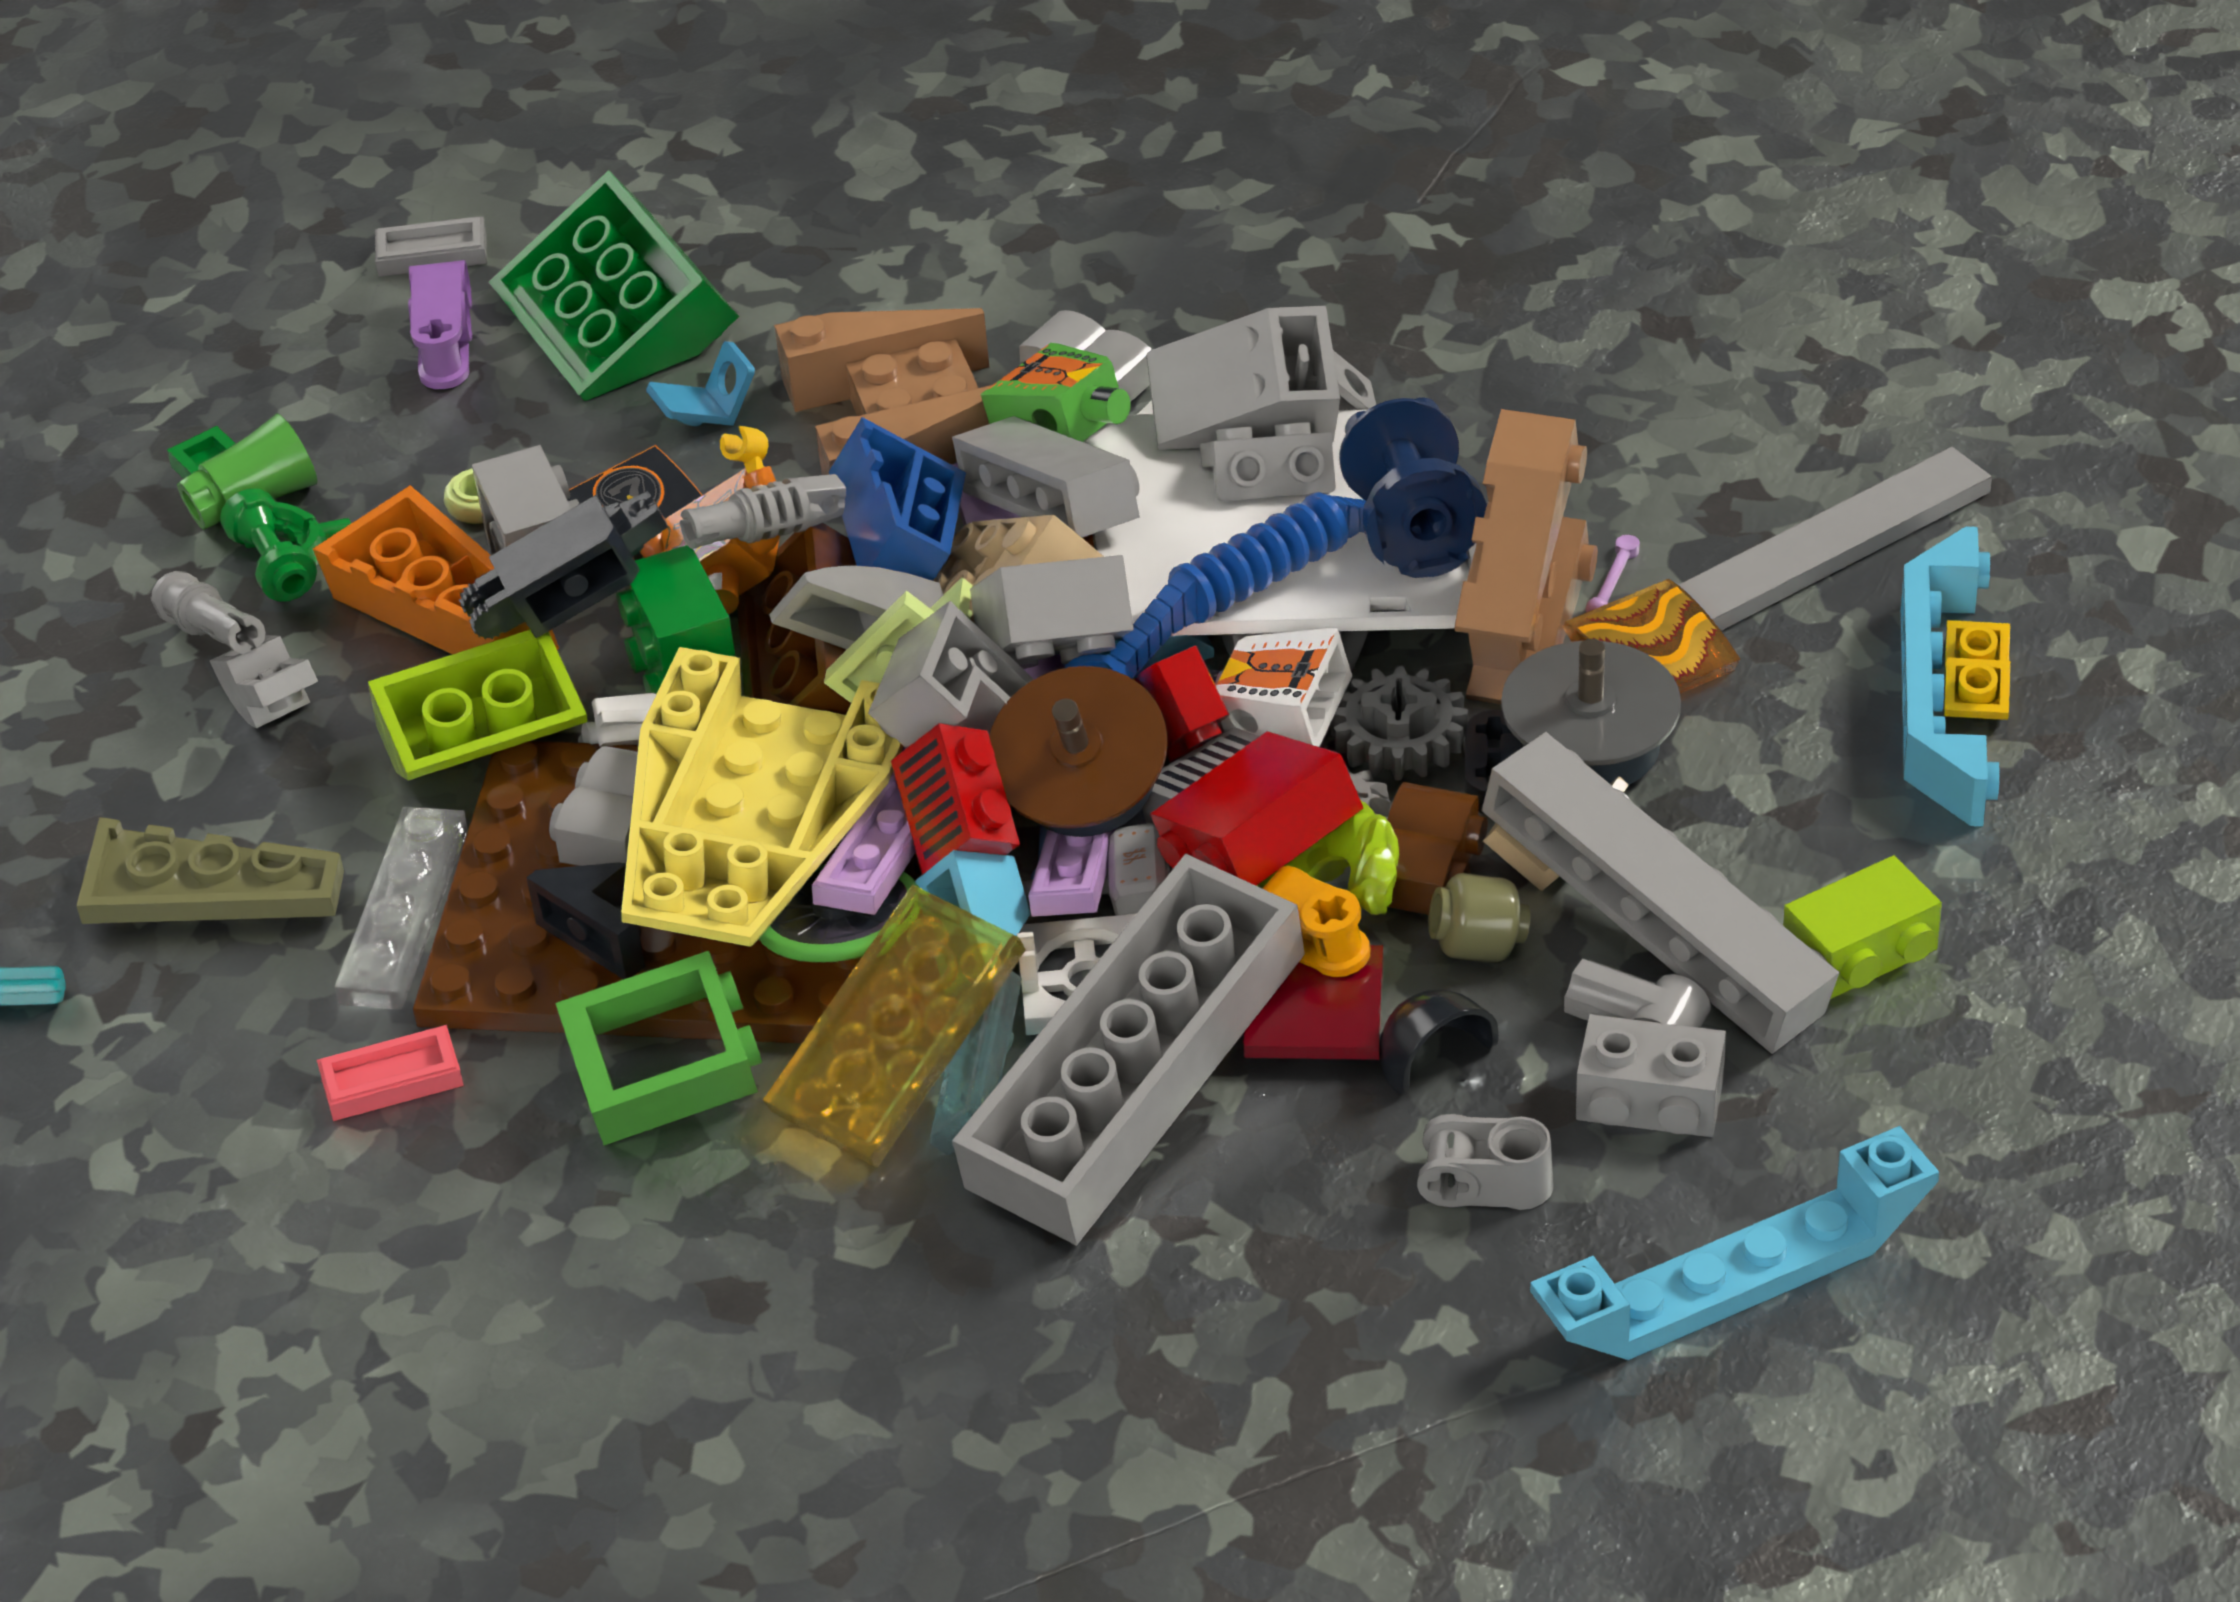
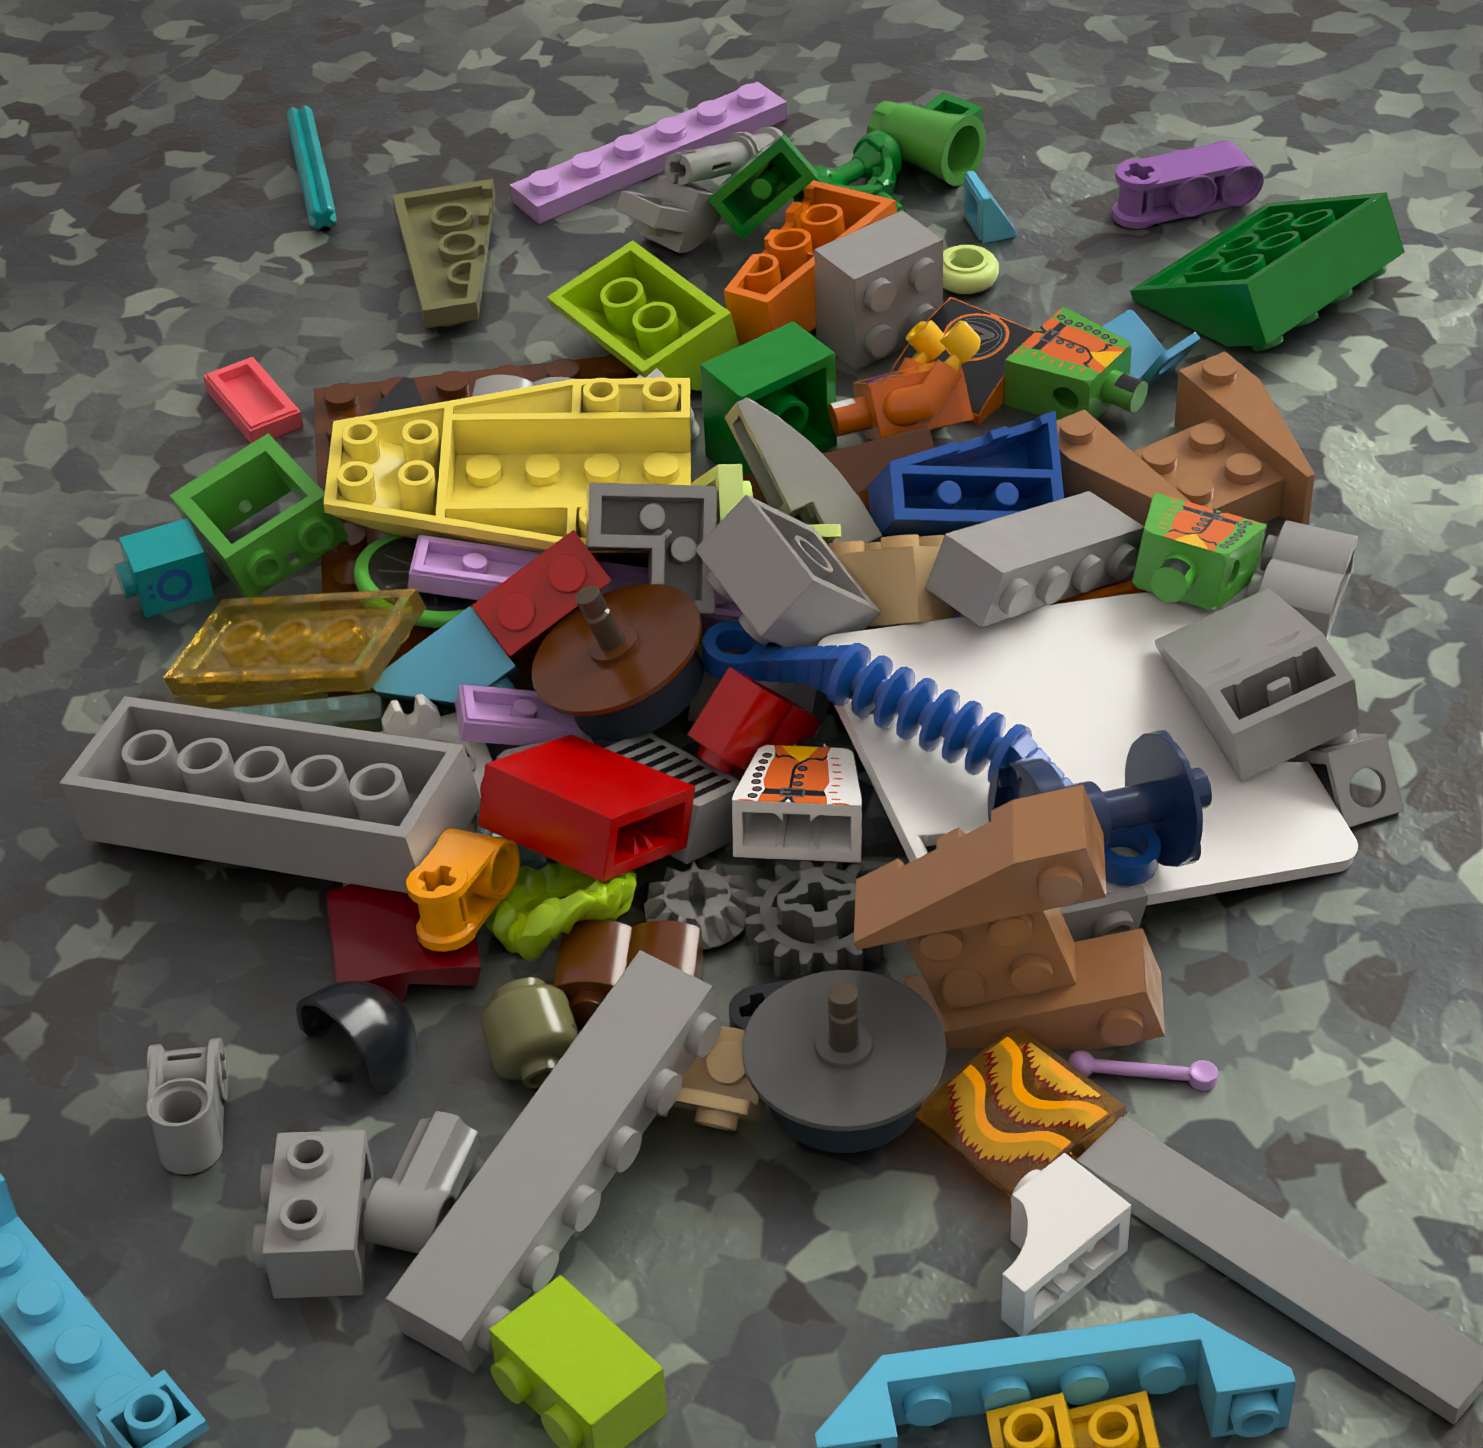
camera: 75 degrees right, 0 degrees up
(100, 701) = (644, 153): none -> lavender plate
(296, 581) = (762, 186): none -> green slope
(393, 461) = (984, 212): none -> medium azure slope
(401, 908) = (434, 354): clear plate -> none
(429, 244) = (1301, 160): light grey tile -> none
(562, 567) = (767, 285): black hinge -> none
(685, 1144) = (164, 568): none -> teal brick
(692, 430) = (1072, 368): none -> bright green torso
(766, 511) = (891, 383): light grey hinge -> none
(1270, 466) = (1145, 697): light grey bracket -> none
(1794, 638) = (1067, 1236): none -> white arch

